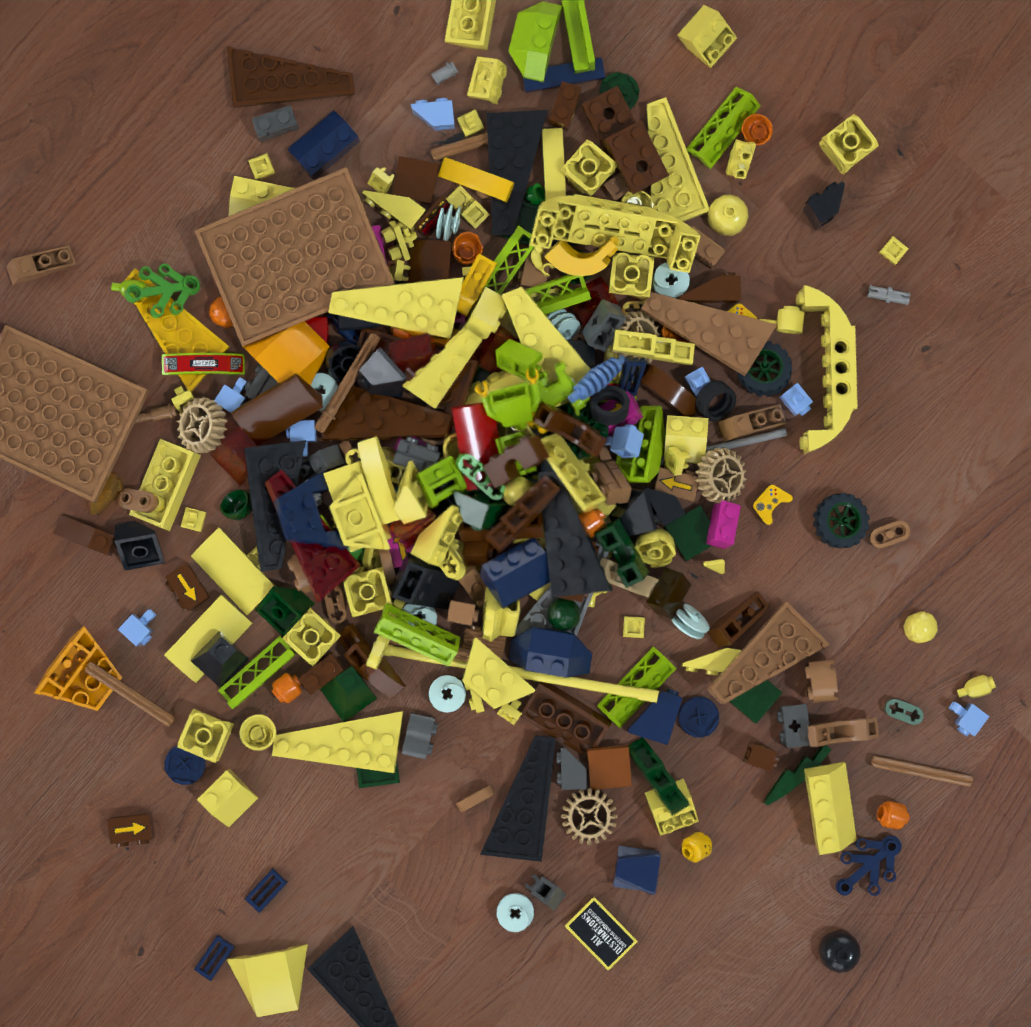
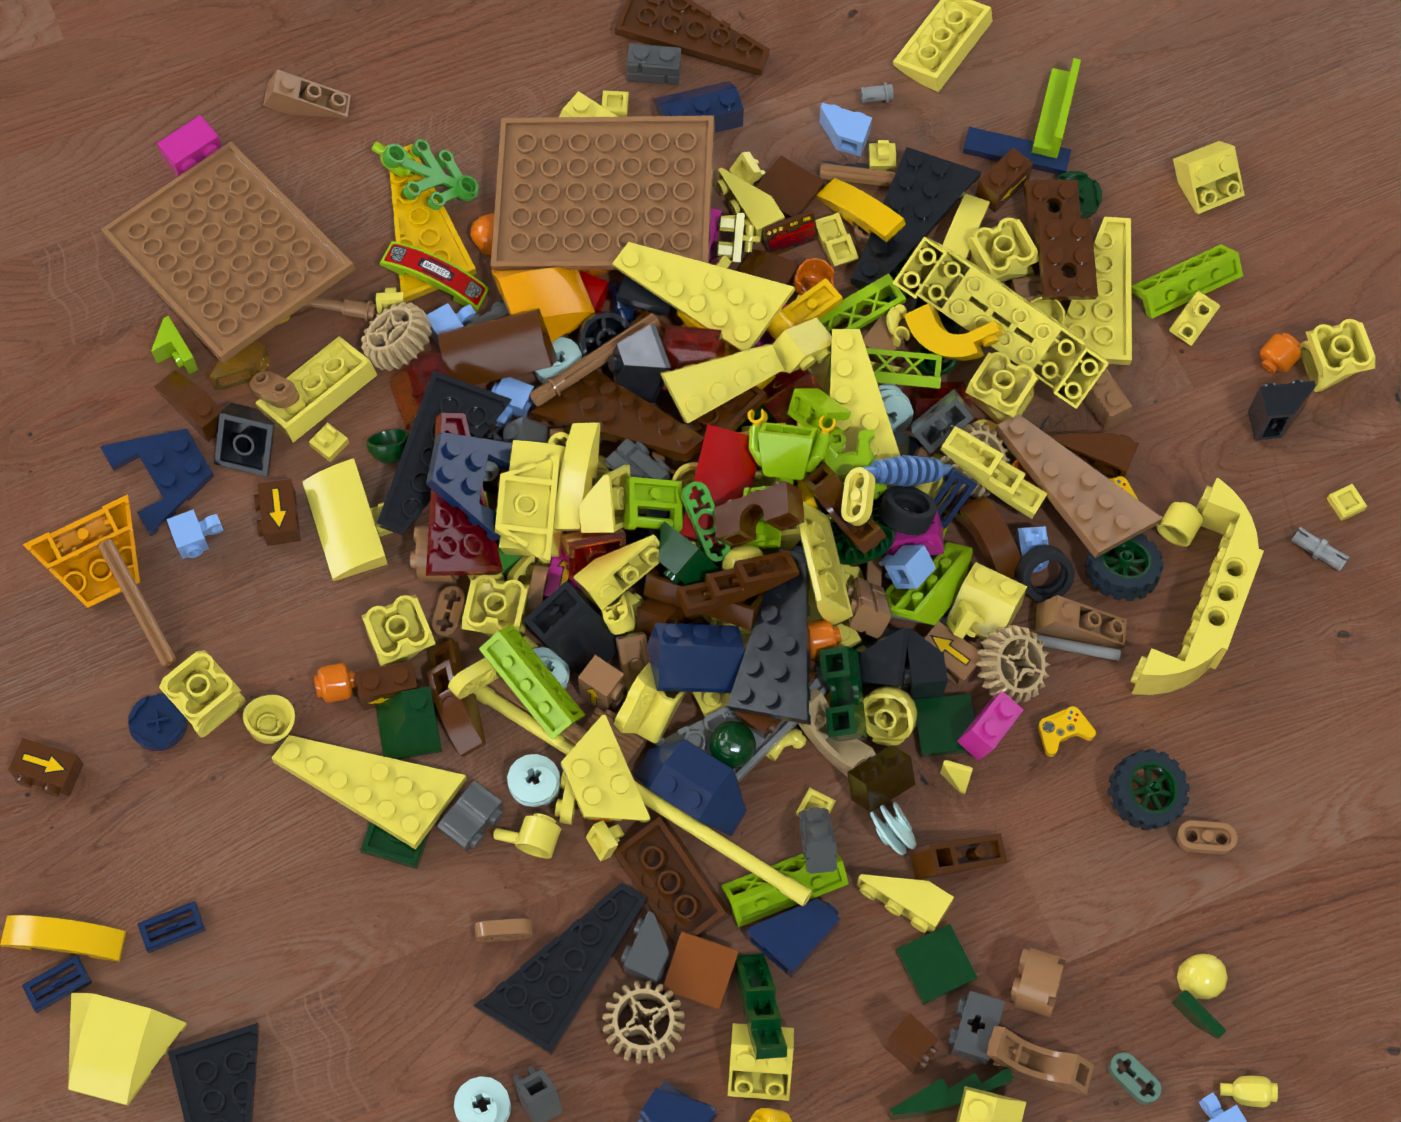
camera: 20 degrees right, 20 degrees down
(47, 497) = (170, 344): none -> lime slope
(99, 585) = (173, 465): none -> dark blue wing
(202, 928) = (63, 936): none -> yellow slope
(219, 659) = (270, 613): black slope -> none
(220, 617) = (270, 584): light yellow slope -> none
(227, 798) = (186, 784): light yellow slope -> none
(261, 678) = (310, 657): lime fence -> none
(284, 608) = (381, 581): dark green slope -> none
(447, 223) = (803, 242): light aqua piece -> none
(466, 729) = (536, 837): none -> light yellow piece
(487, 79) = (924, 119): light yellow bracket -> none
(534, 39) = (999, 99): lime wedge -> none
(576, 419) = (858, 498): none -> light yellow plate
(646, 654) = (817, 840): none -> dark grey brick
(662, 287) = (1051, 406): light aqua piece -> none
(698, 717) = (850, 961): dark blue tile -> none
(728, 215) = (1151, 376): light yellow cylinder -> none
(757, 129) = (1231, 294): orange hair -> none
(774, 648) = (989, 910): medium nougat wing -> none
(796, 400) = (1150, 620): light blue brick -> none
(809, 158) = (1280, 353): none -> orange head
(928, 655) = (1198, 1014): none -> dark green tile

